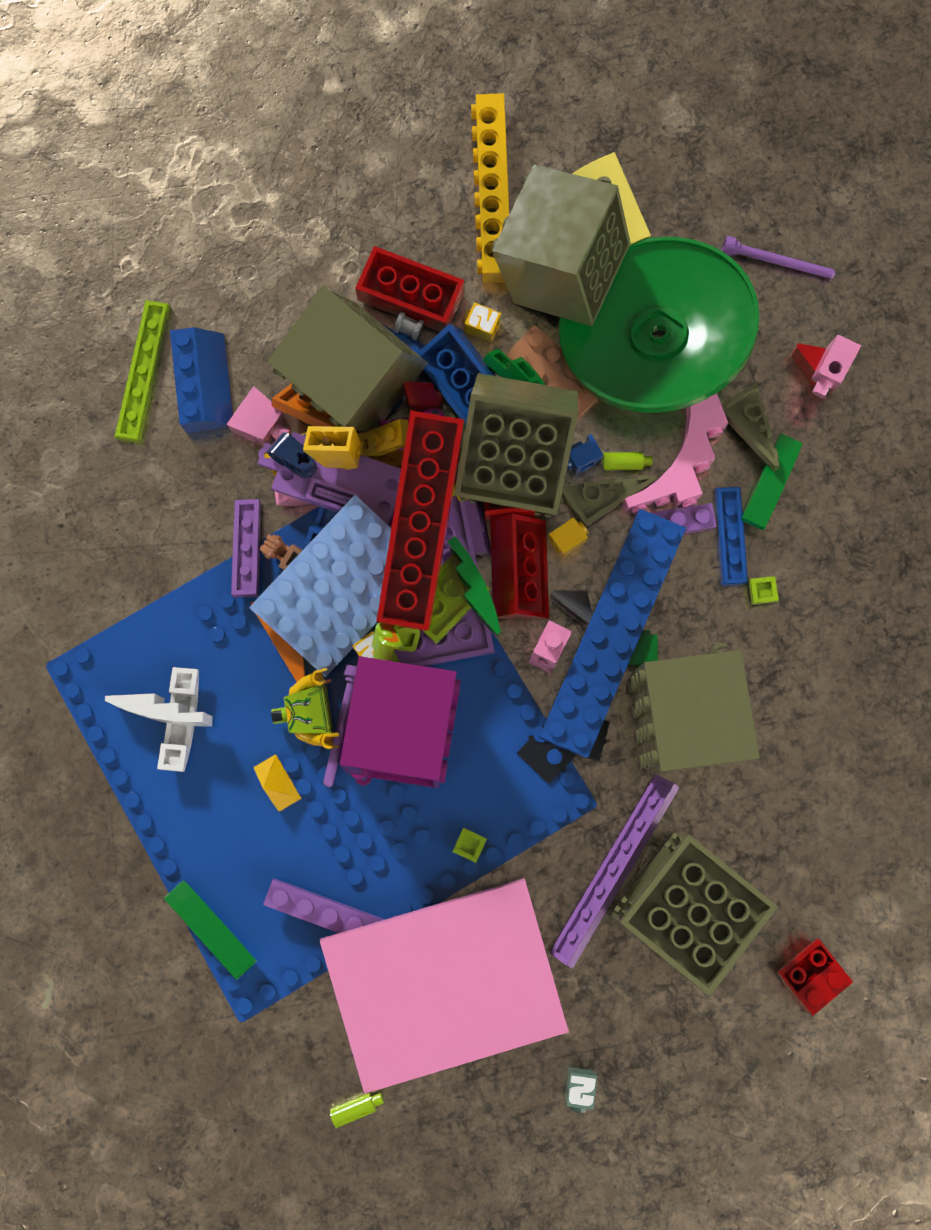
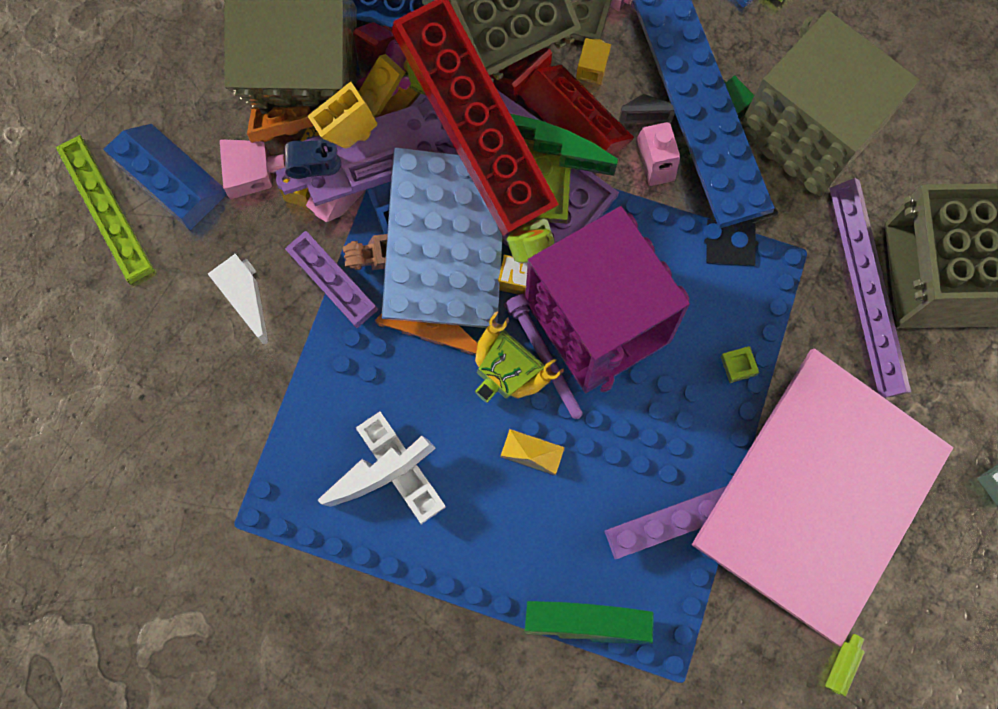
camera: 45 degrees left, 5 degrees down
(180, 509) = (242, 291): none -> white slope

